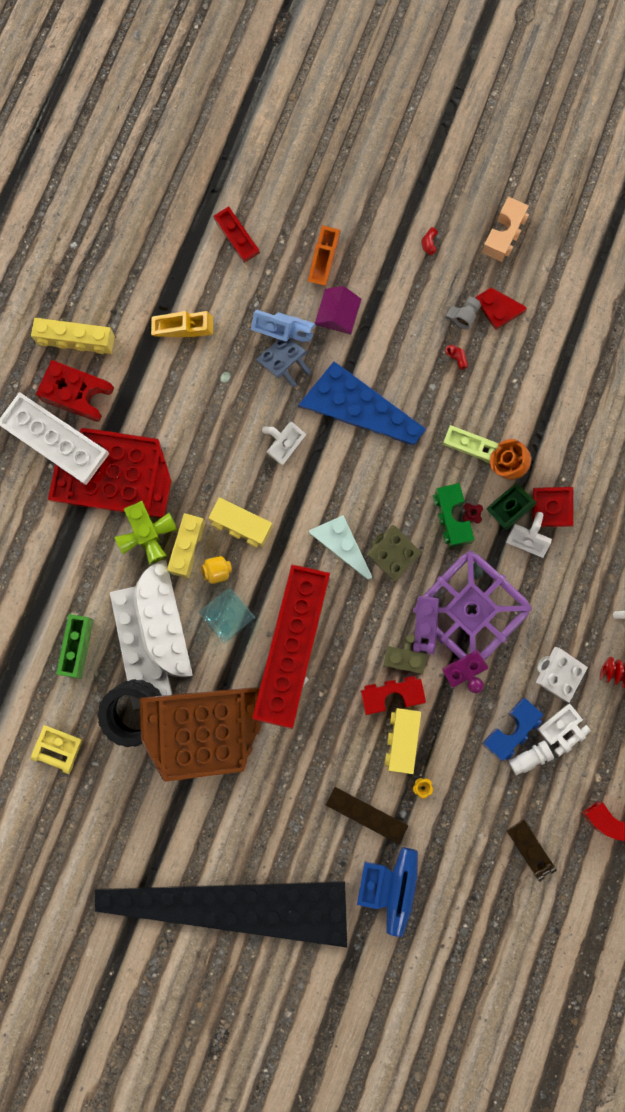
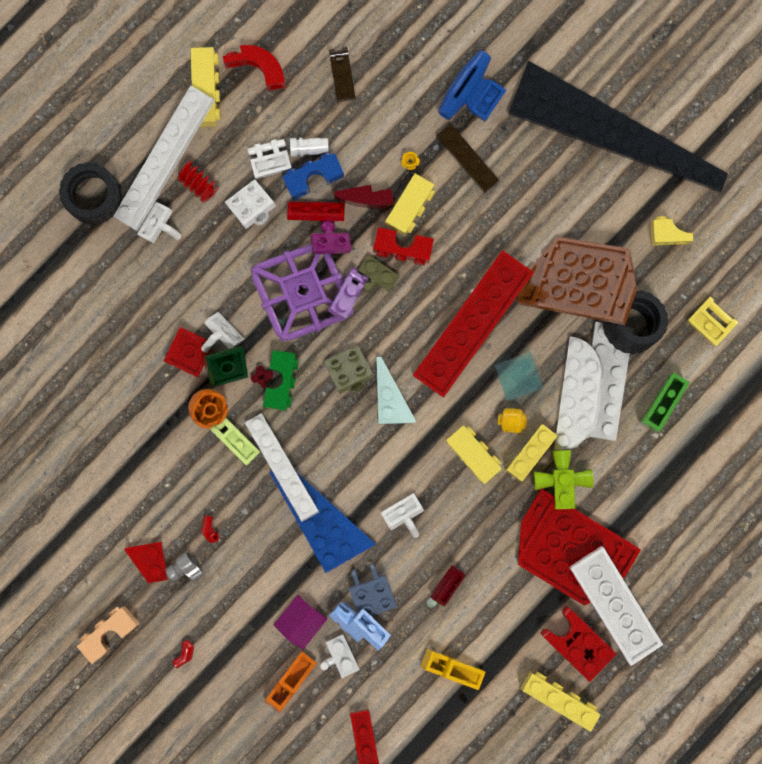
camera: 160 degrees left, 5 degrees up
(136, 821) = (666, 233): none -> light yellow arch
(216, 394) = (448, 585): none -> dark red plate
(287, 296) = (341, 656): none -> white plate
(416, 435) = (281, 467): none -> white plate
(451, 730) = (365, 198): none -> dark red slope
(494, 695) = (316, 211): none -> red plate

